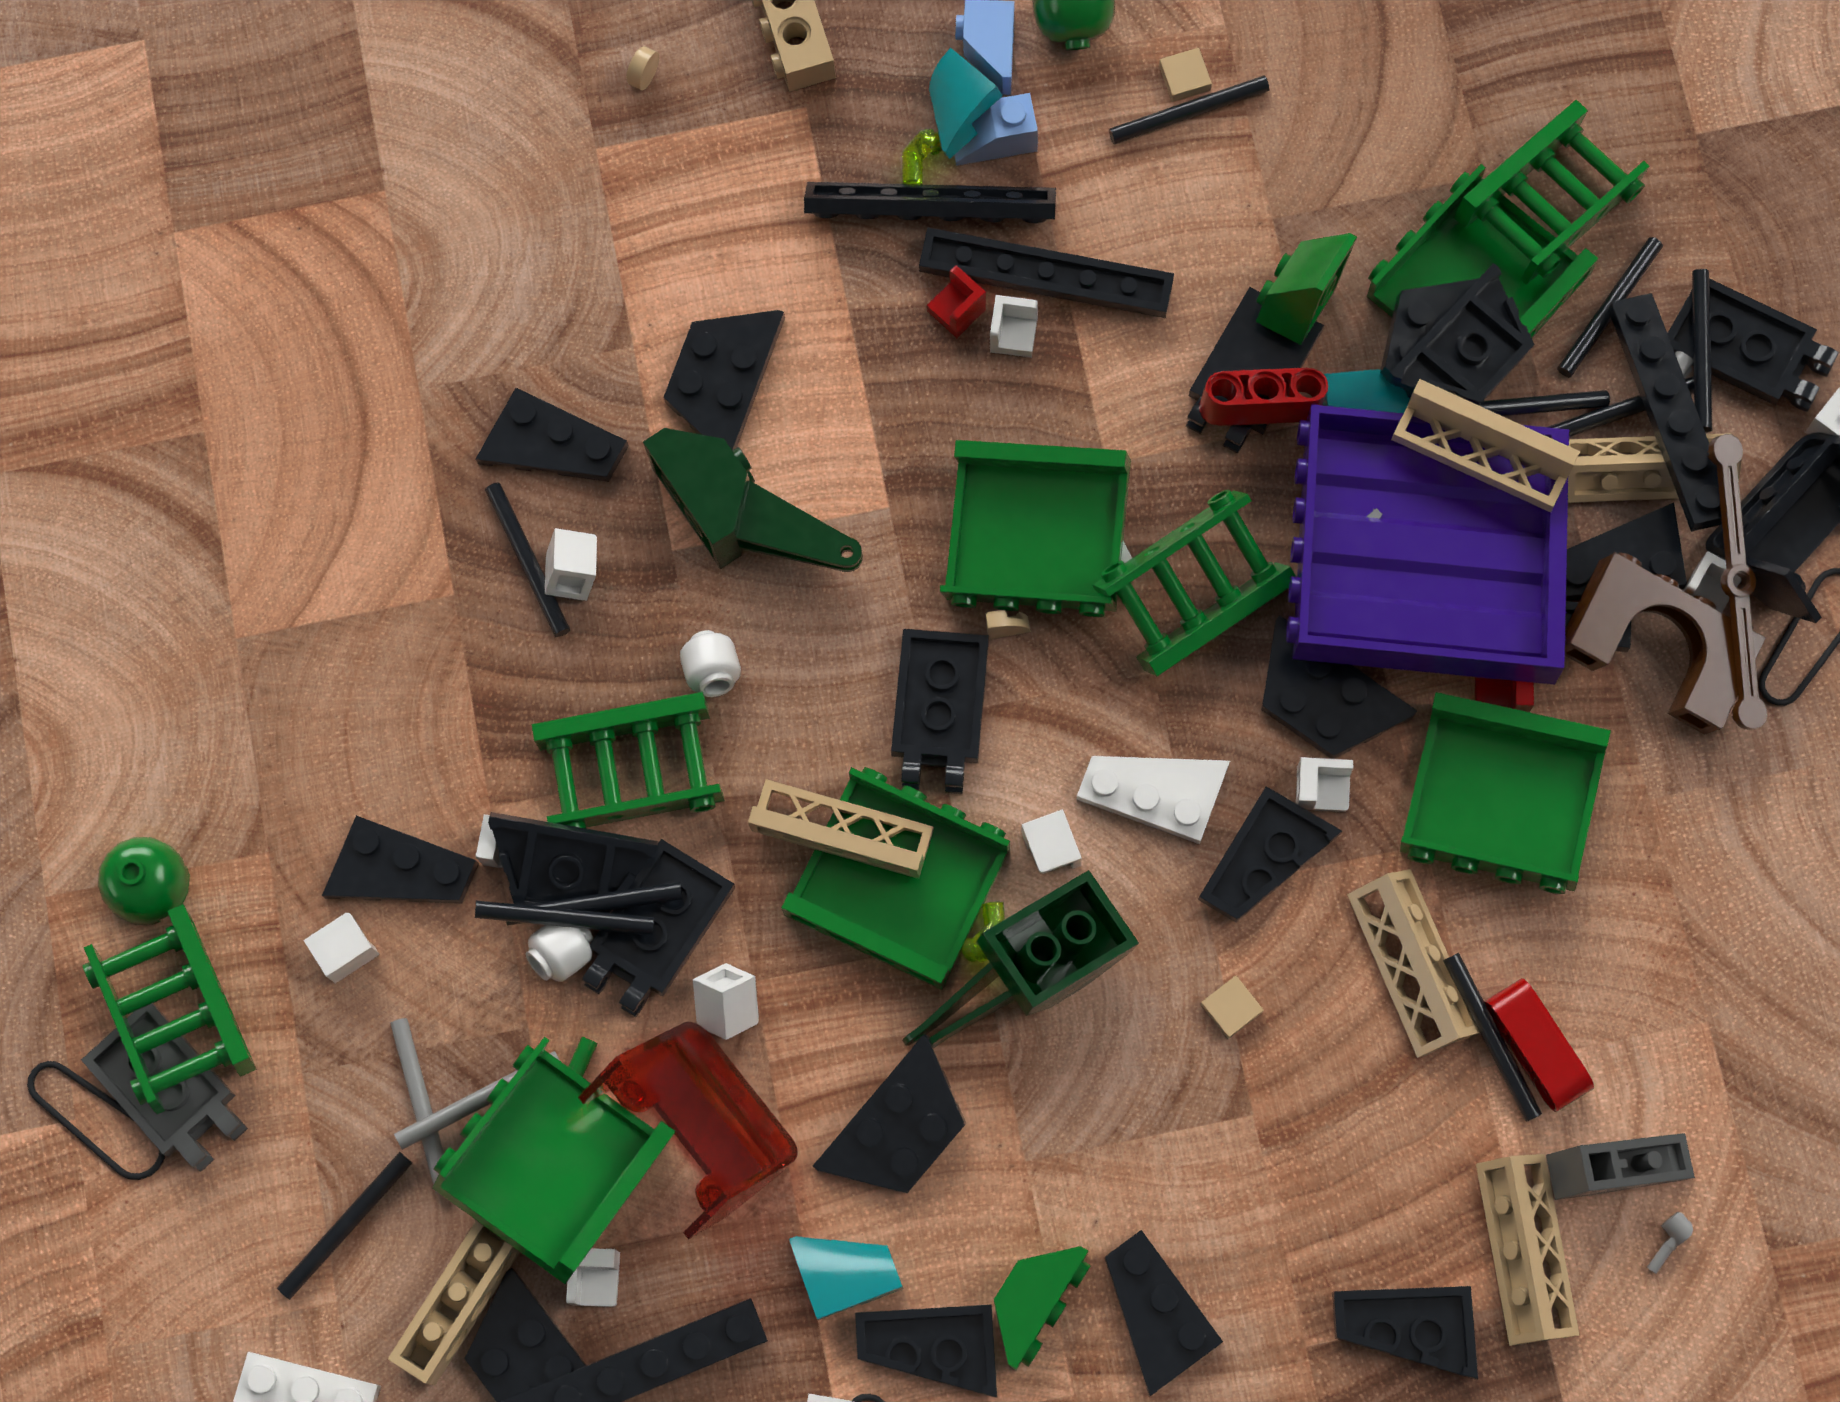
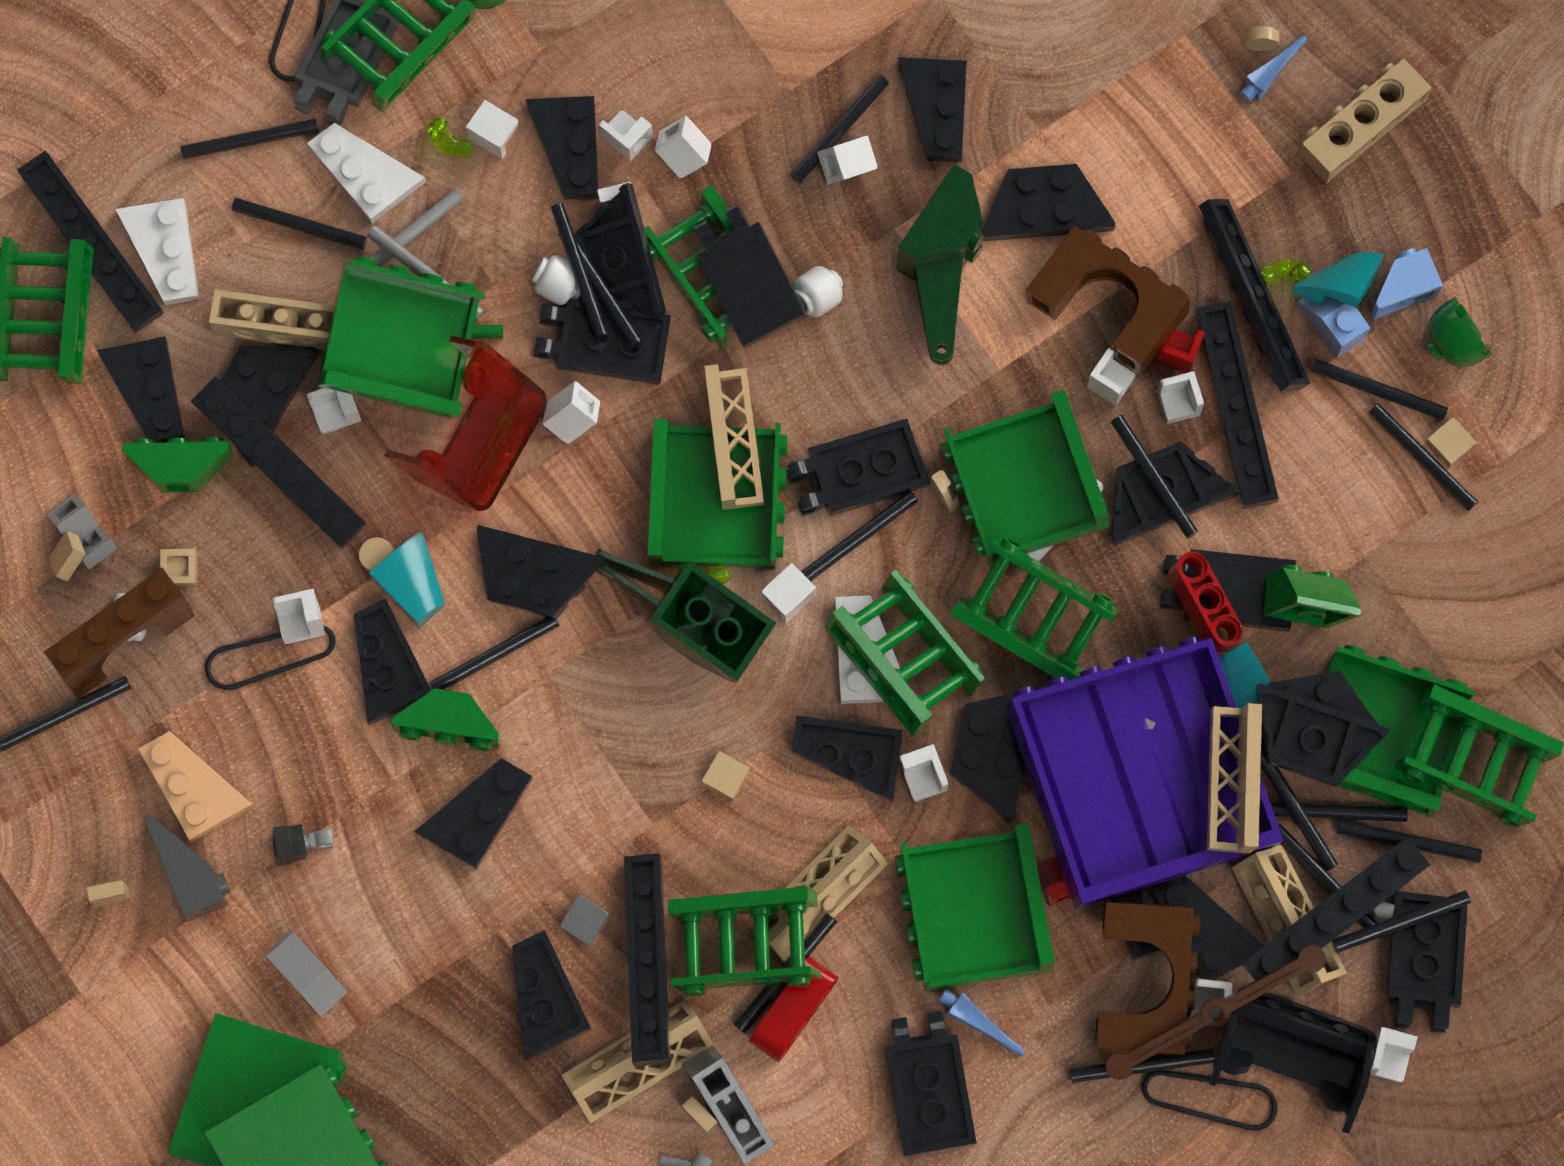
camera: 60 degrees right, 0 degrees up
(211, 1241) = (249, 138): none -> black bar
(317, 1122) = (364, 172): none -> white wing
(328, 1009) = (446, 142): none -> clear neon green arm
(418, 798) = (626, 134): none -> white panel
(466, 740) = (683, 147): none -> white panel
(665, 729) = (748, 278): none -> black tile
(688, 87) = (1261, 79): none -> medium blue piece
(792, 1302) = (373, 552): none -> tan tile
(897, 303) = (1086, 259): none -> reddish brown arch
(957, 391) = (1110, 378): none -> white panel
(974, 1215) = (494, 654): none -> black bar
(1015, 739) = (860, 536): none -> black bar
(1093, 121) = (1379, 389): none -> black bar
(1093, 390) = (1154, 476): none -> black bar
(1110, 389) = (1190, 479): none -> black wing
(1187, 782) = (892, 682): none -> green fence
(1337, 1240) = (585, 920): none -> light grey slope
(1415, 1030) = (725, 910): none -> green fence
(1422, 1186) = (647, 960): none -> black plate
(1553, 351) = (1348, 812): none -> black bar
(1613, 856) = (966, 1012): none -> medium blue piece
(1623, 1203) = (700, 1115): none -> tan tile
(1686, 932) = (929, 1088): none -> black tile
(1739, 736) = (1149, 1065): none -> black bar

